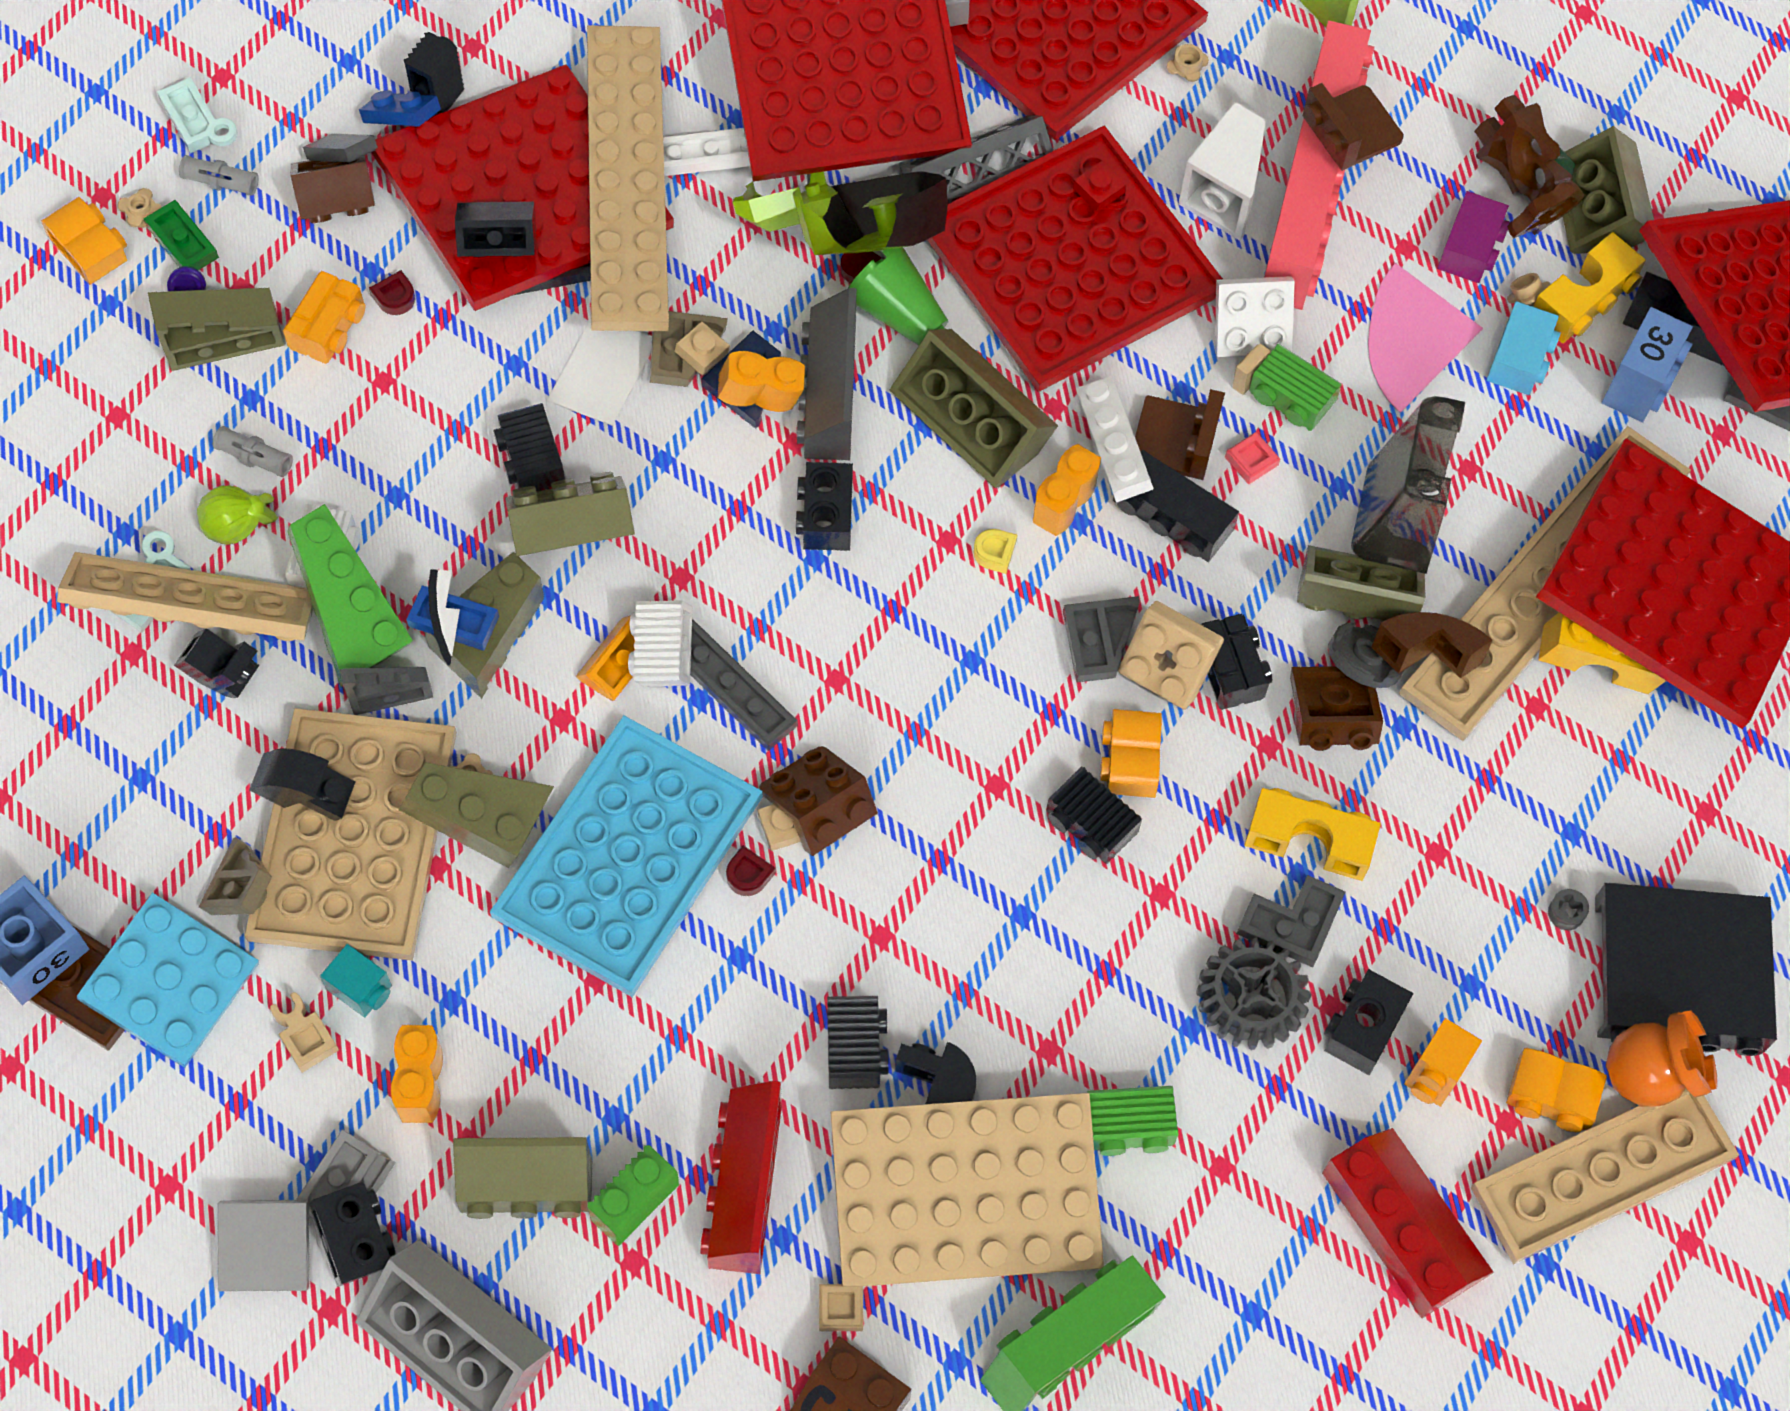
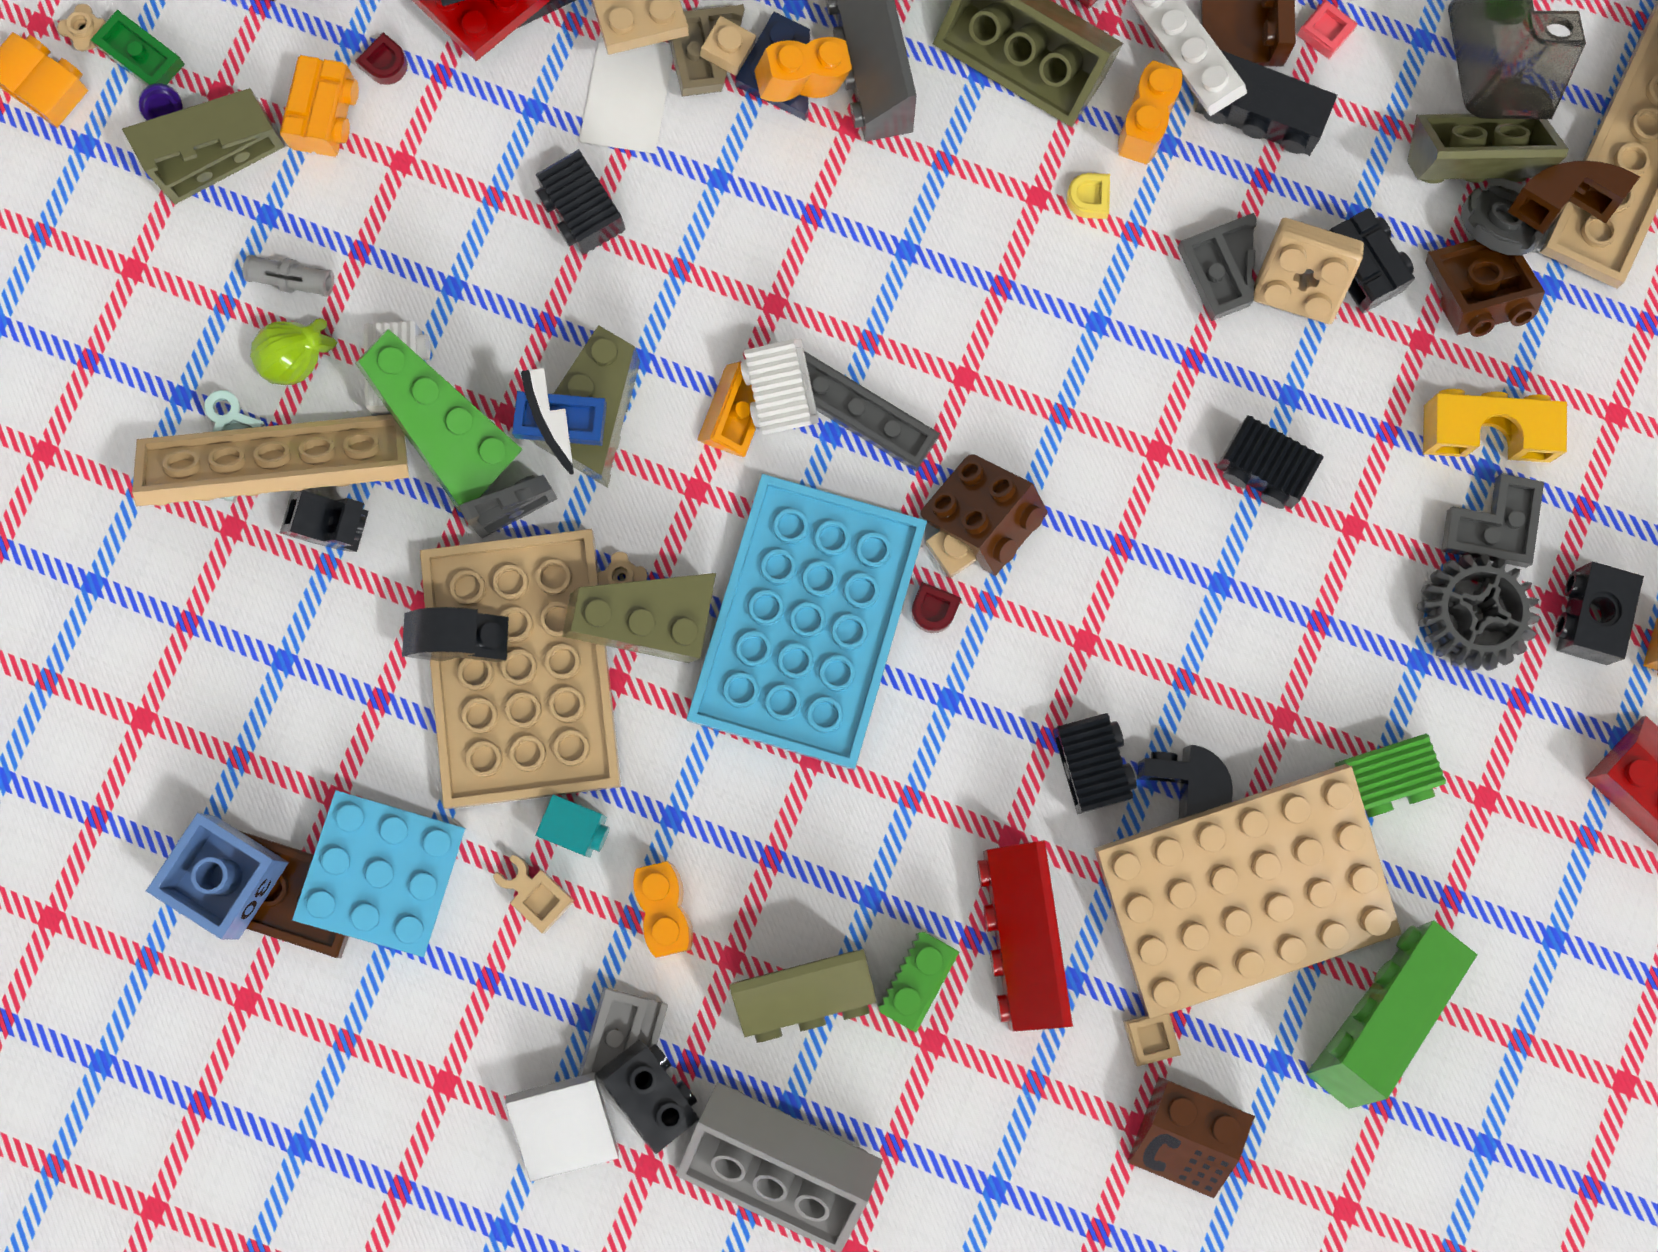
camera: 10 degrees left, 15 degrees up
(238, 883) = (420, 753): dark tan wing -> none
(569, 514) = (645, 269): olive brick -> none
(828, 506) = (913, 190): black brick -> none
(1133, 753) = (1291, 385): light orange brick -> none

